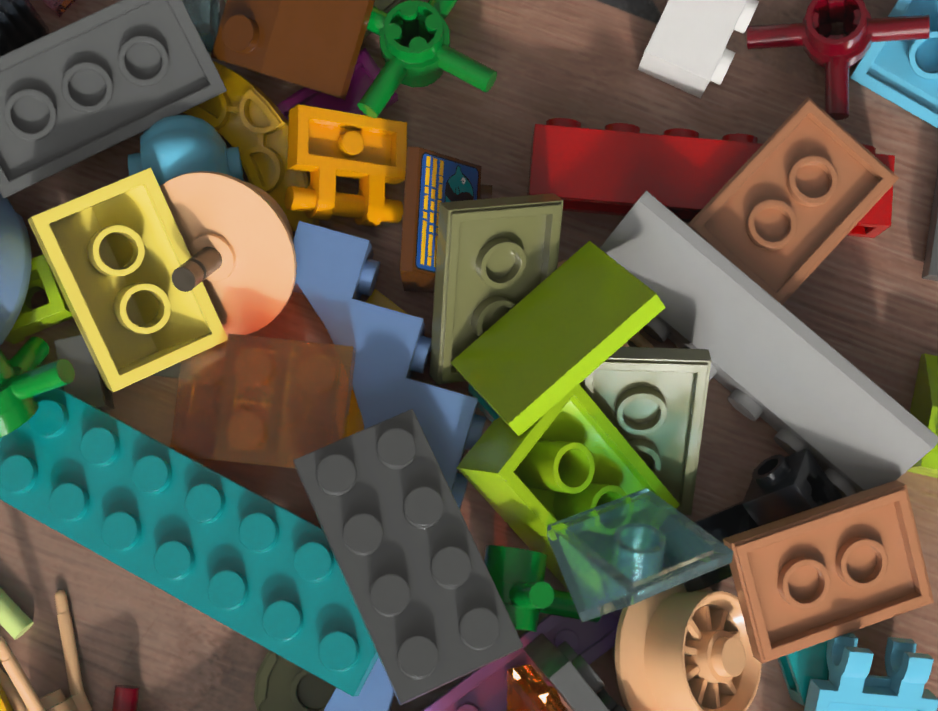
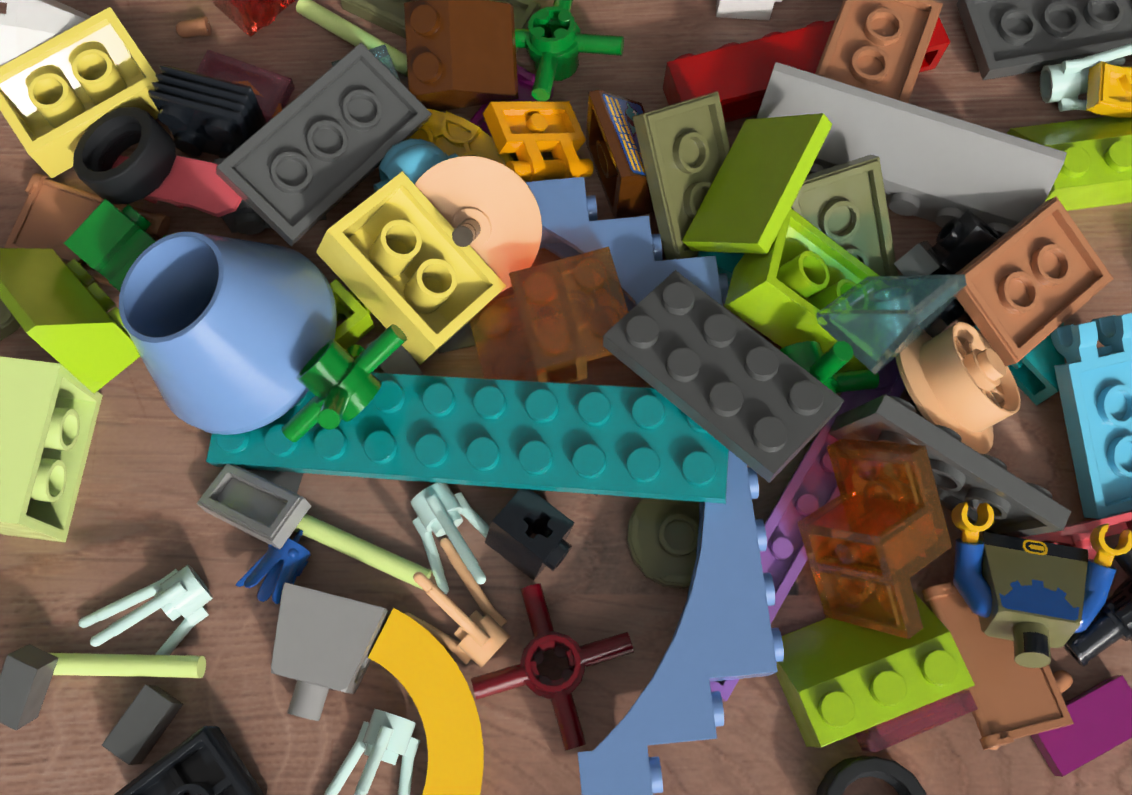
camera: 20 degrees left, 10 degrees down
(59, 566) = (440, 512): none -> light aqua plant
(124, 624) = (515, 524): none -> black brick
(721, 488) = (919, 260): none -> dark grey piece

